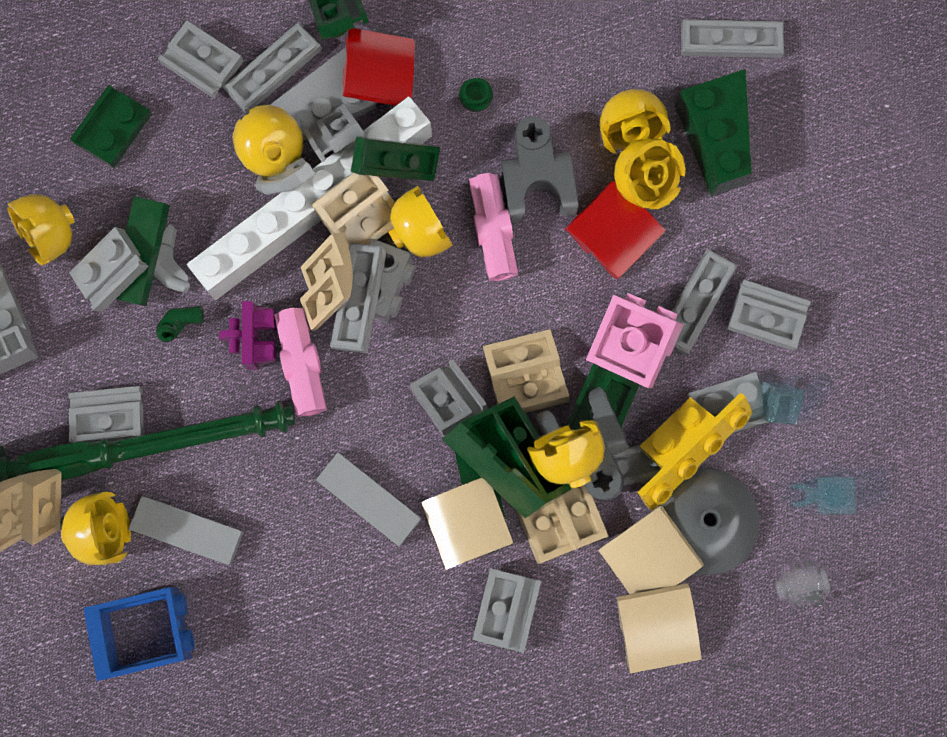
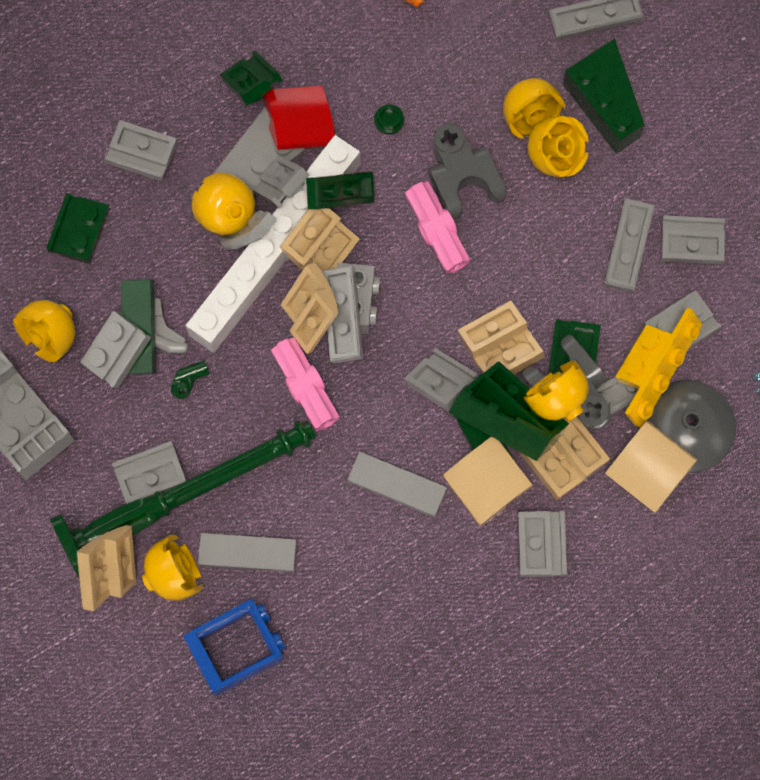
camera: 15 degrees left, 5 degrees down
(253, 351) = (263, 385): magenta hips -> none
(272, 67) = (204, 142): light grey tile -> none
(417, 226) = (374, 241): yellow cylinder -> none
(614, 230) = (542, 203): red slope -> none
(634, 339) = (585, 288): bright pink plate -> none
(659, 628) = (674, 522): tan slope -> none
(781, 402) = (724, 310): clear light blue slope -> none

